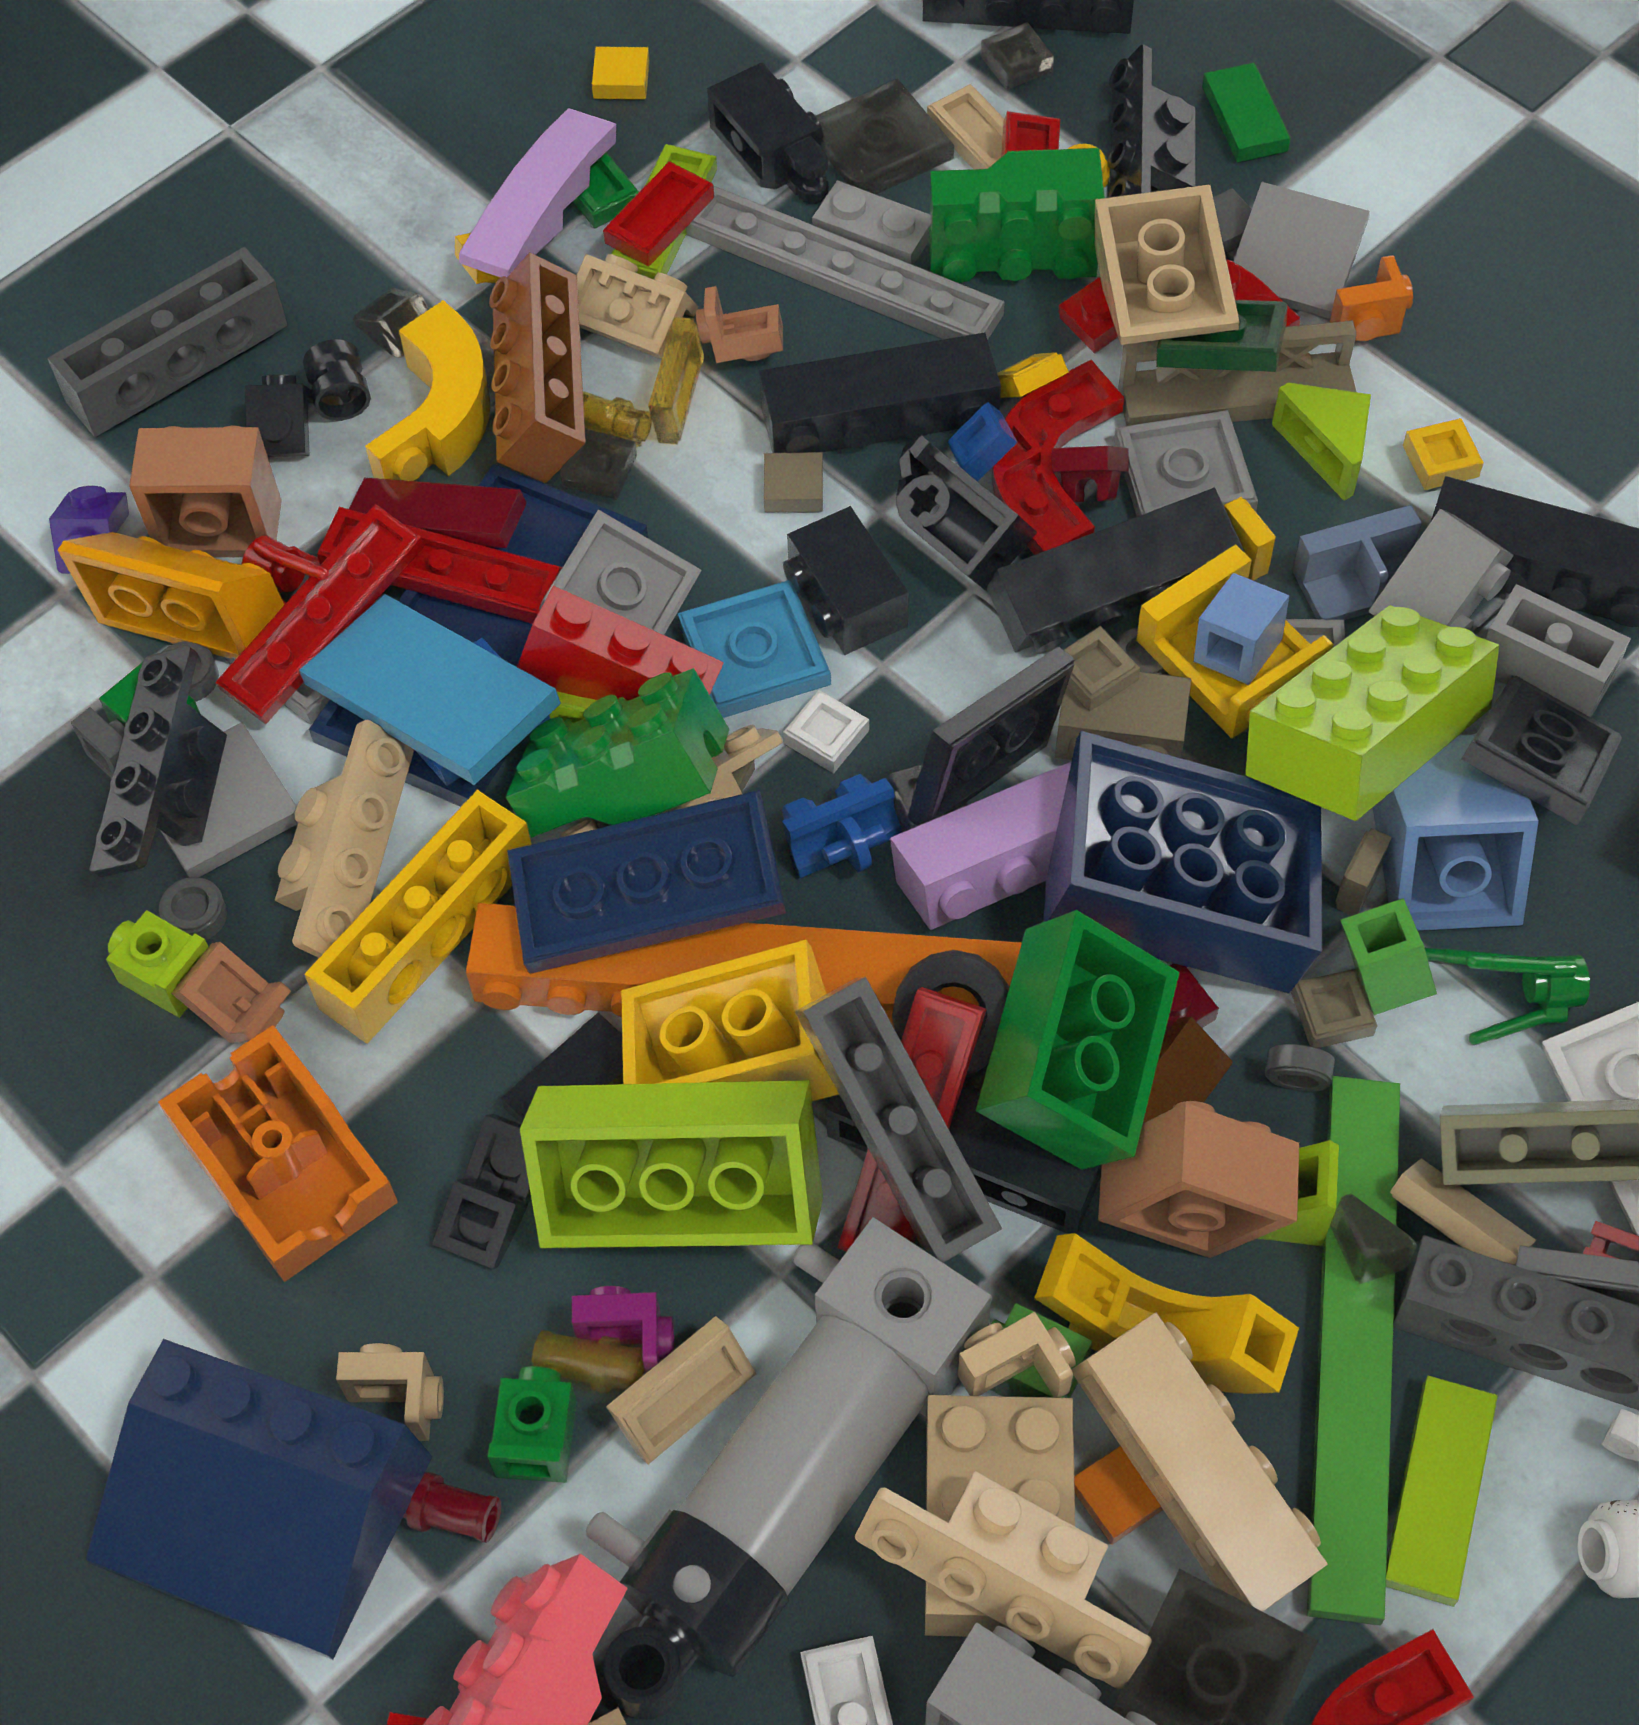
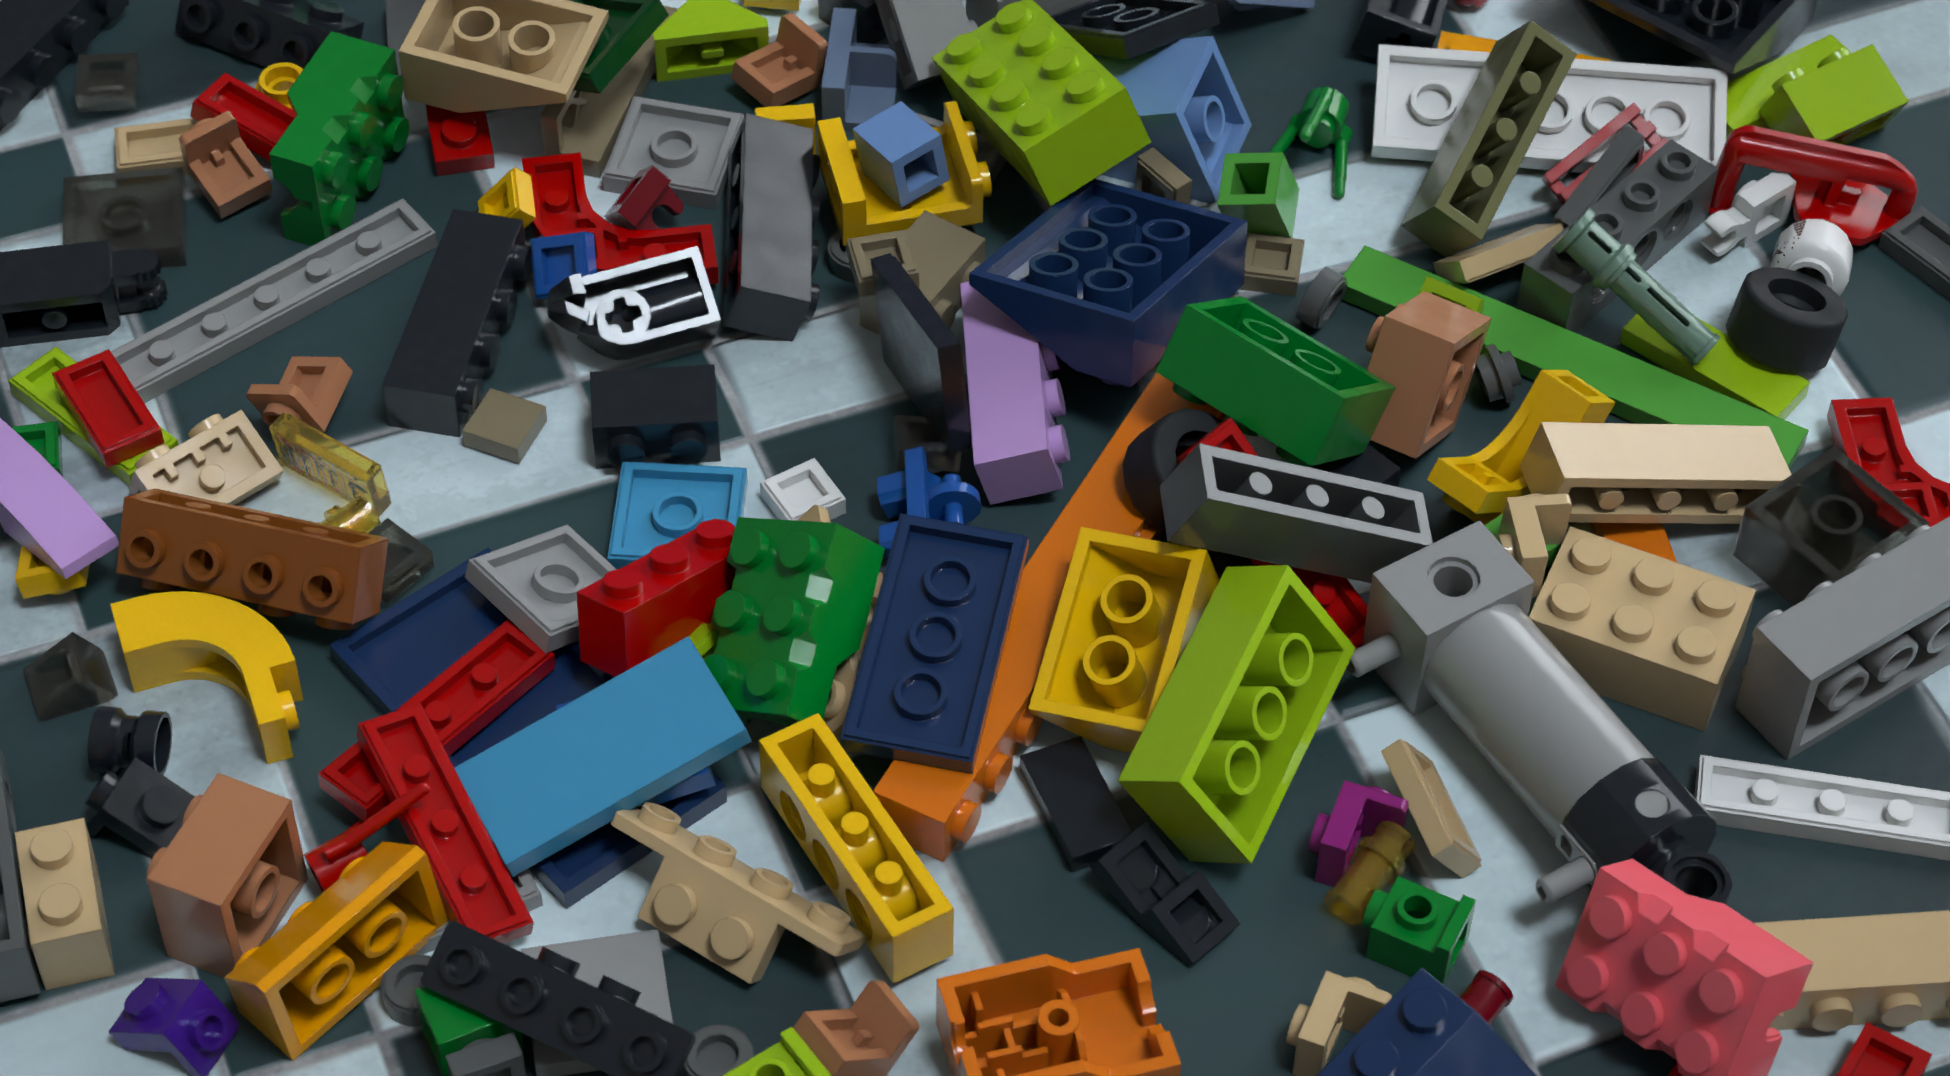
camera: 70 degrees left, 10 degrees down
(170, 391) = (64, 904): none -> tan brick
(458, 511) = (379, 684): dark red tile -> none
(874, 222) = (229, 259): light grey plate -> none
(964, 147) = (223, 164): none -> nougat bracket
(1012, 1567) = (1716, 597): tan bracket -> none
(1286, 1268) = (1497, 375): none -> dark grey plate
(1325, 499) = (784, 67): none -> nougat bracket
(1369, 1240) = (1509, 302): clear smoke slope -> none
(1453, 1312) = (1615, 268): none -> sand green pin
(1560, 1534) = (1786, 320): none -> black tyre

